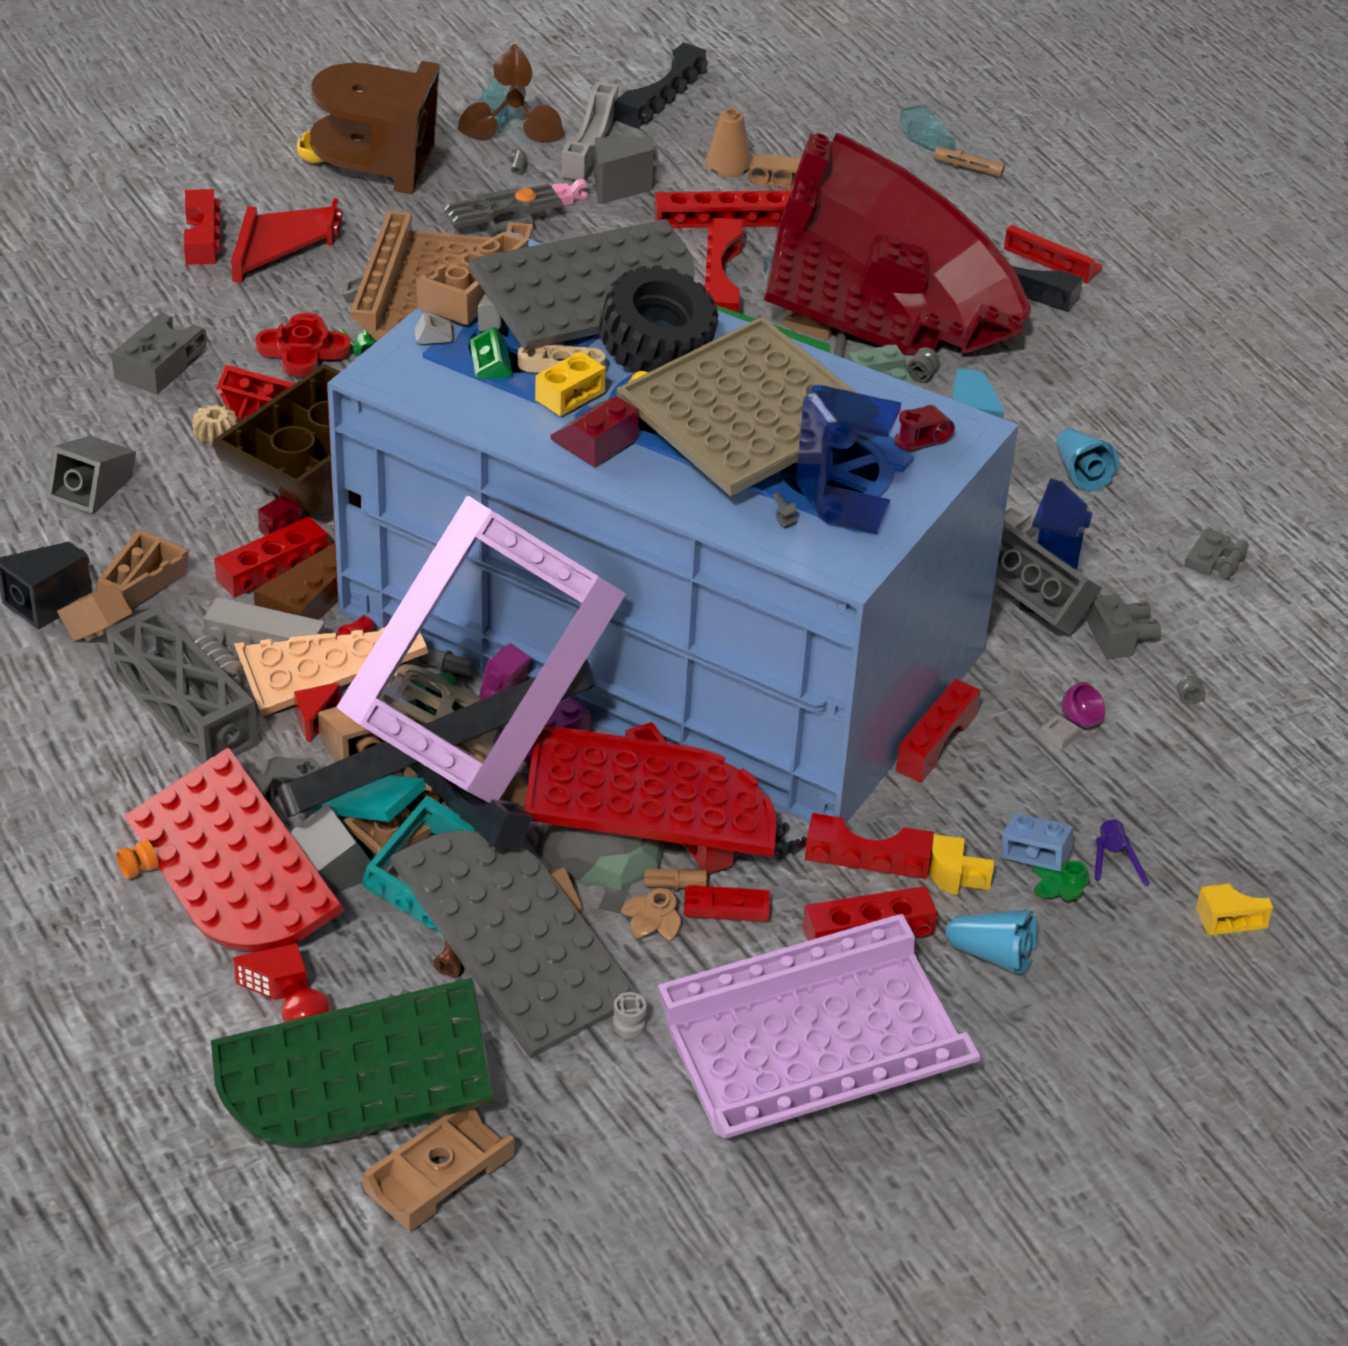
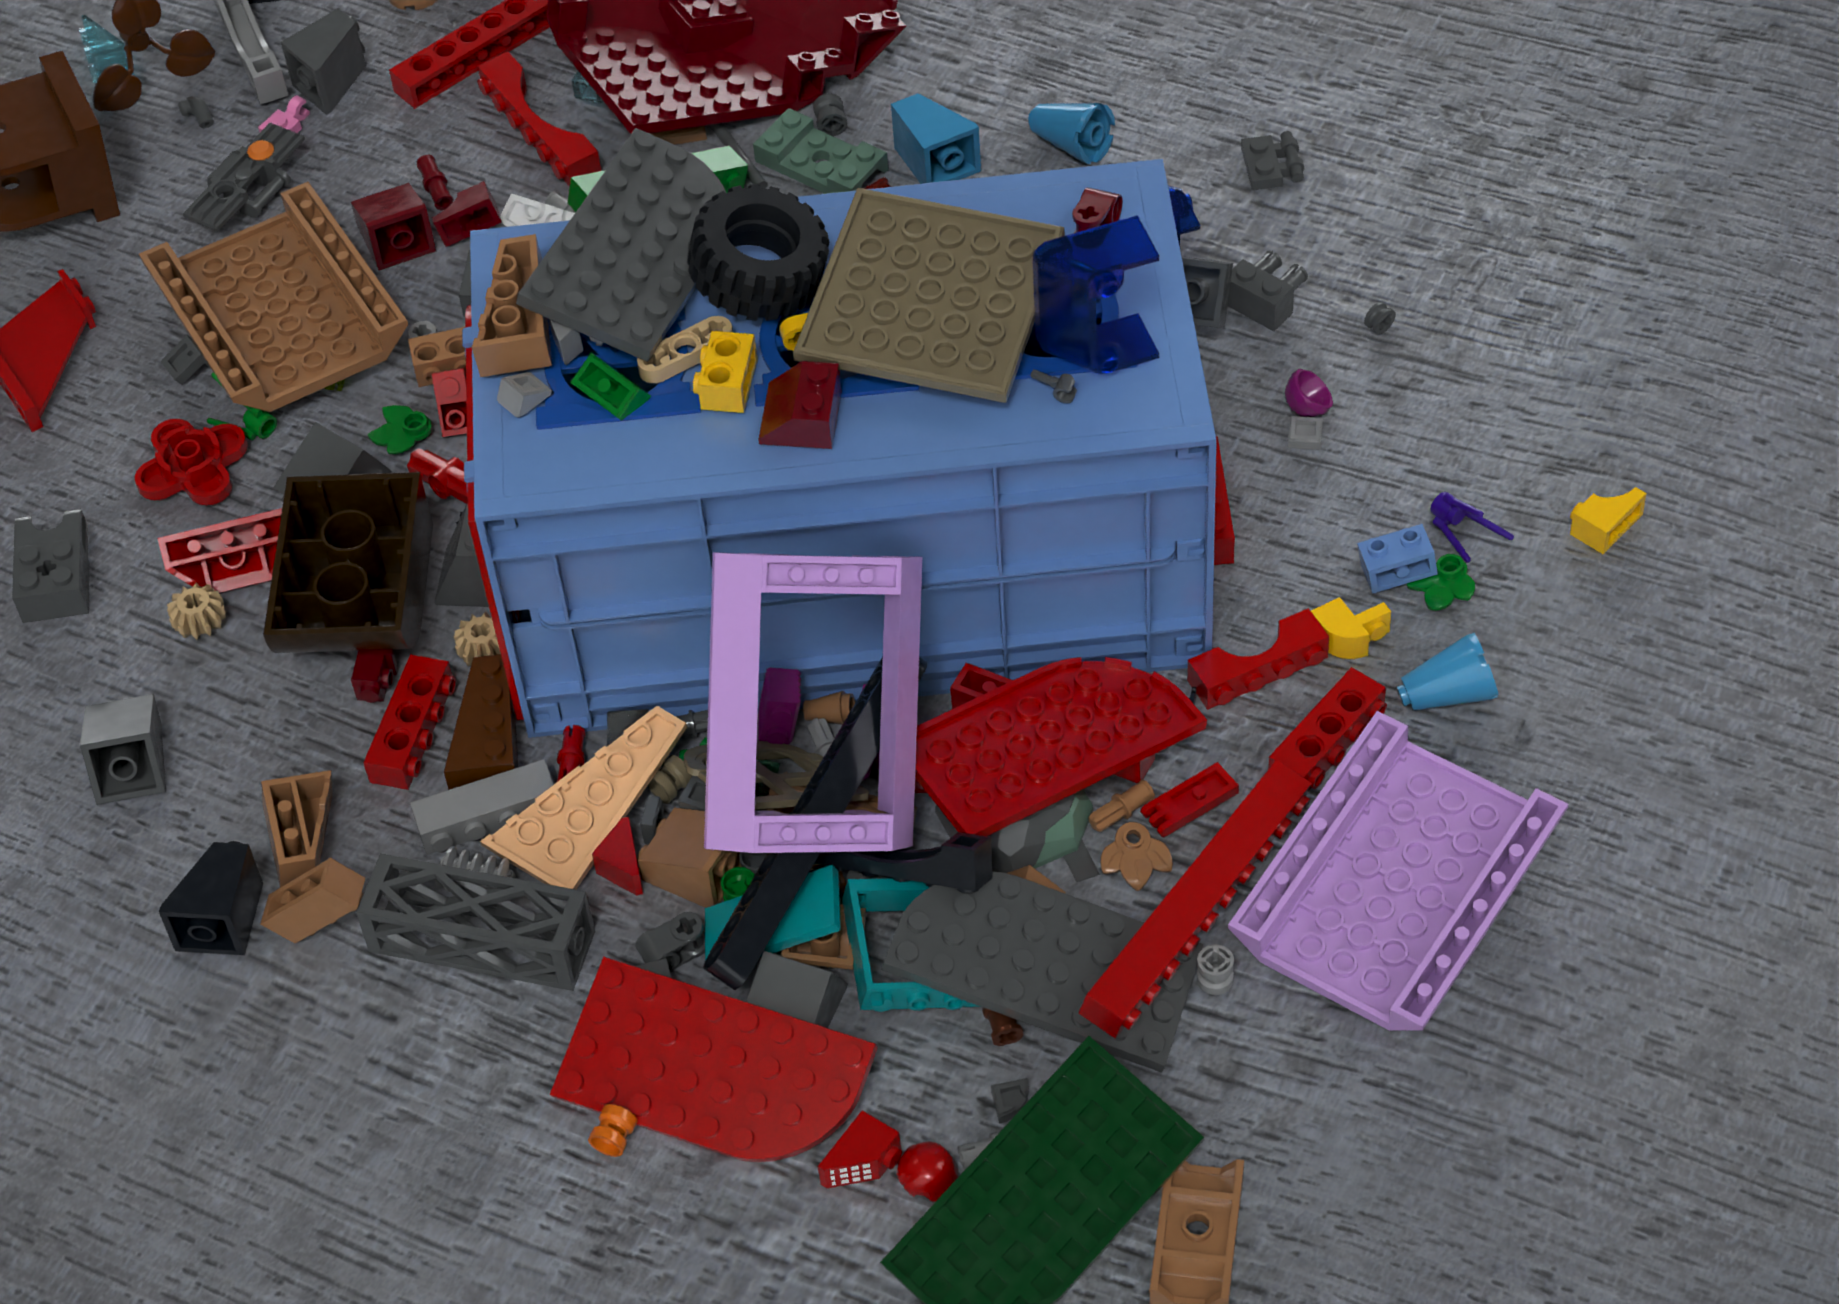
camera: 30 degrees left, 10 degrees up
(646, 957) = (1195, 899): none -> red brick

